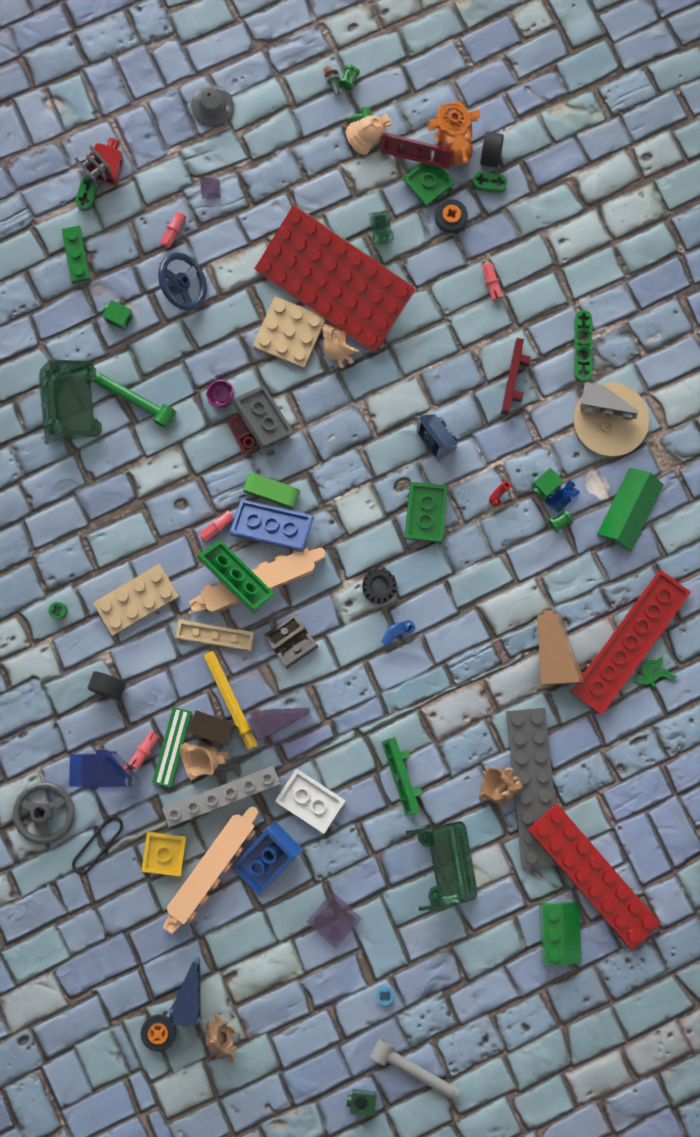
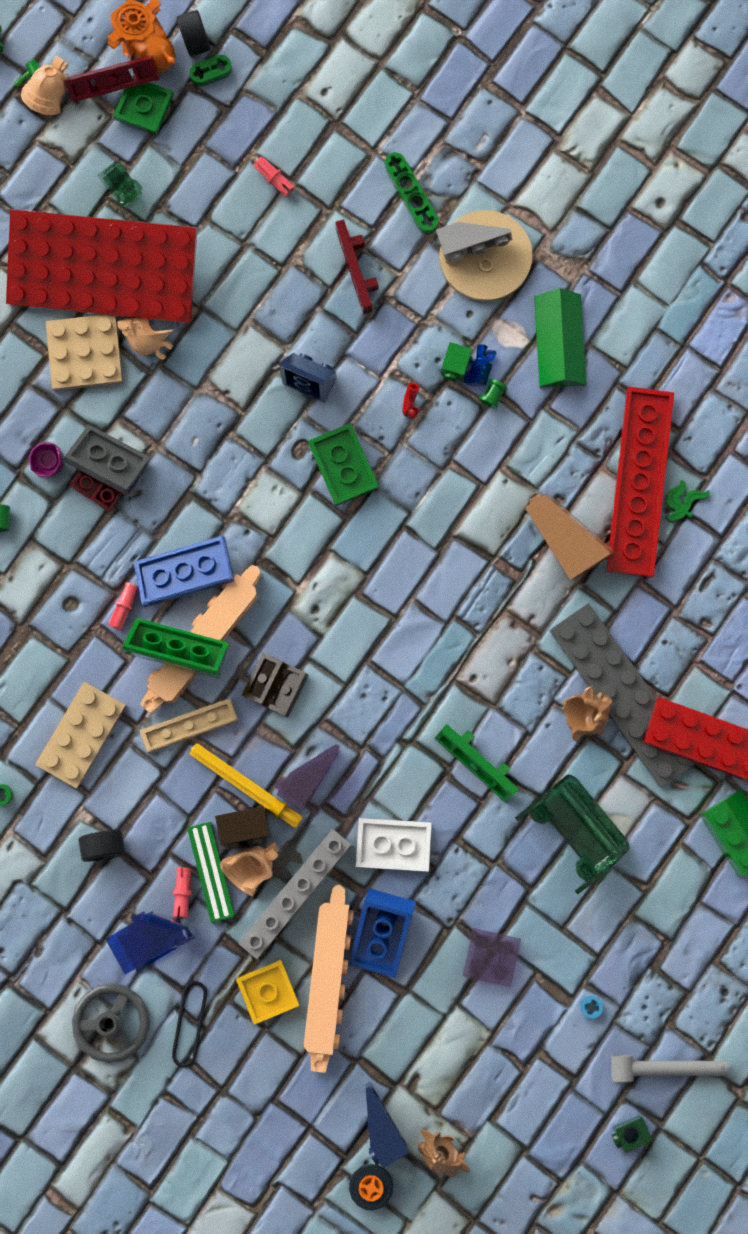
camera: 25 degrees left, 0 degrees up
(271, 490) = (162, 534): bright green beam -> none
(379, 597) = (337, 586): black tyre -> none
(397, 629) = (383, 608): blue arm -> none
(448, 222) = (189, 138): black wheel -> none

